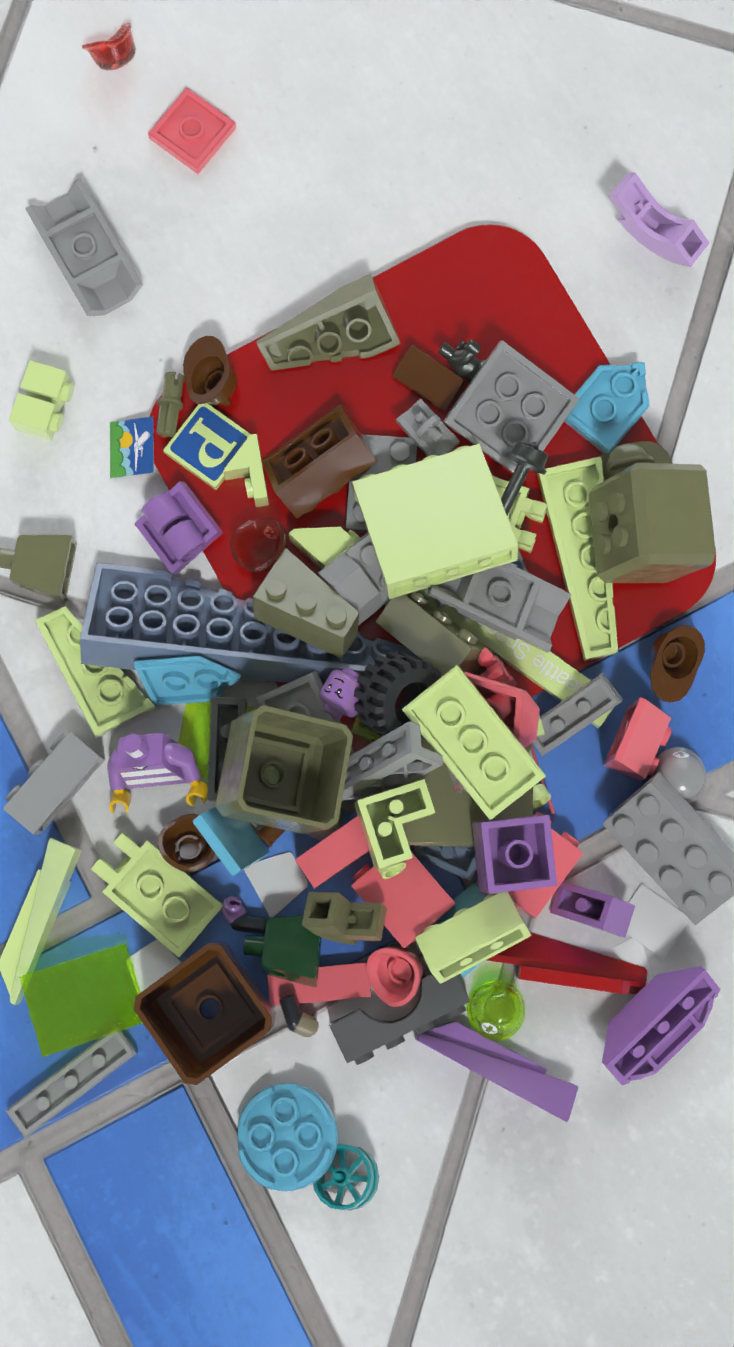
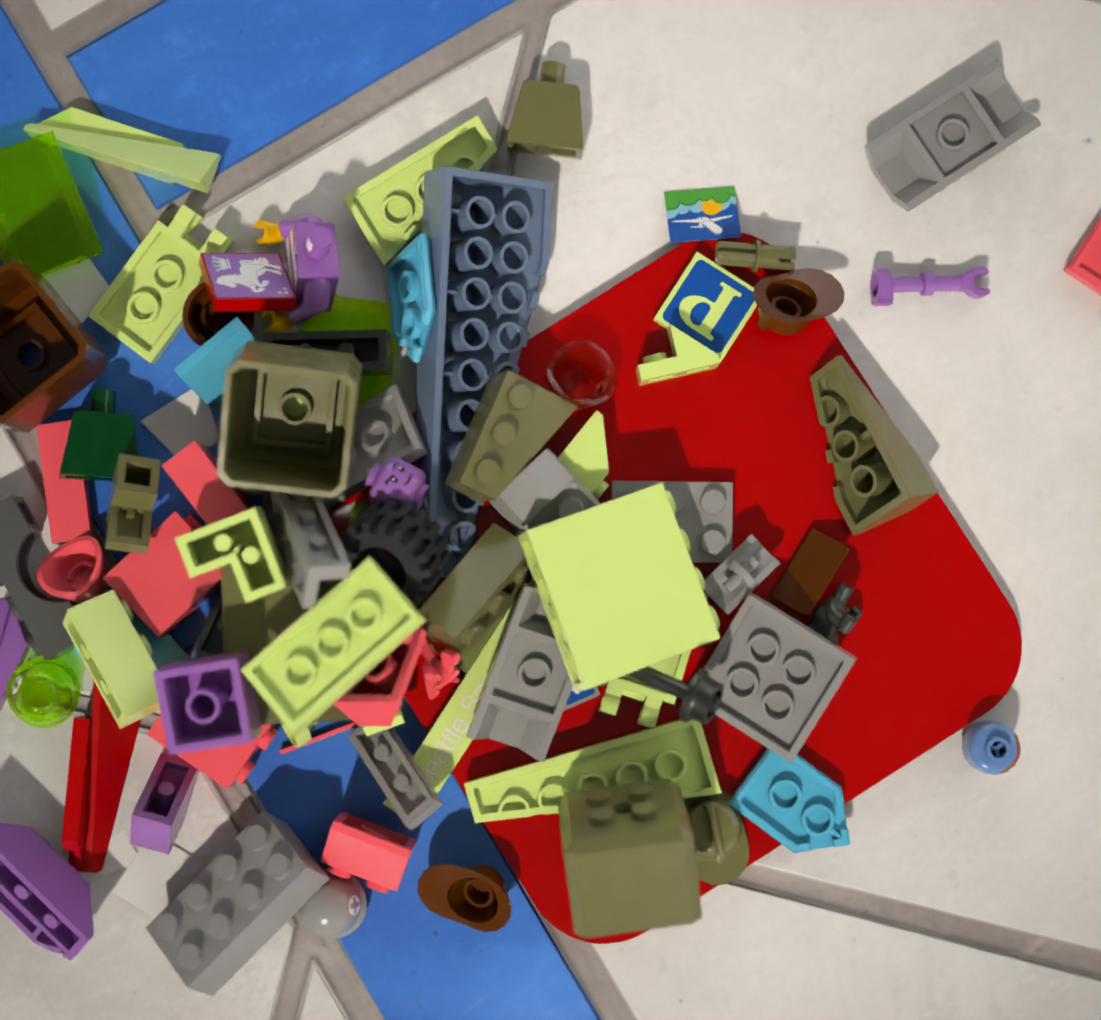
camera: 85 degrees right, 5 degrees up
(45, 396) = (772, 103): yellowish green piece -> none
(52, 783) = (285, 152): light grey brick -> none
(162, 814) = (247, 282): none -> tile
(177, 527) = (602, 276): medium lavender plate -> none
(201, 309) = (884, 285): none -> medium lavender piece
(239, 919) = (136, 384): arm -> none
(296, 1020) = (19, 456): arm -> none
(318, 462) = (691, 441): reddish brown slope -> none
(572, 251) = (979, 741): none -> medium blue head
(655, 227) = (1033, 853): lavender arch -> none

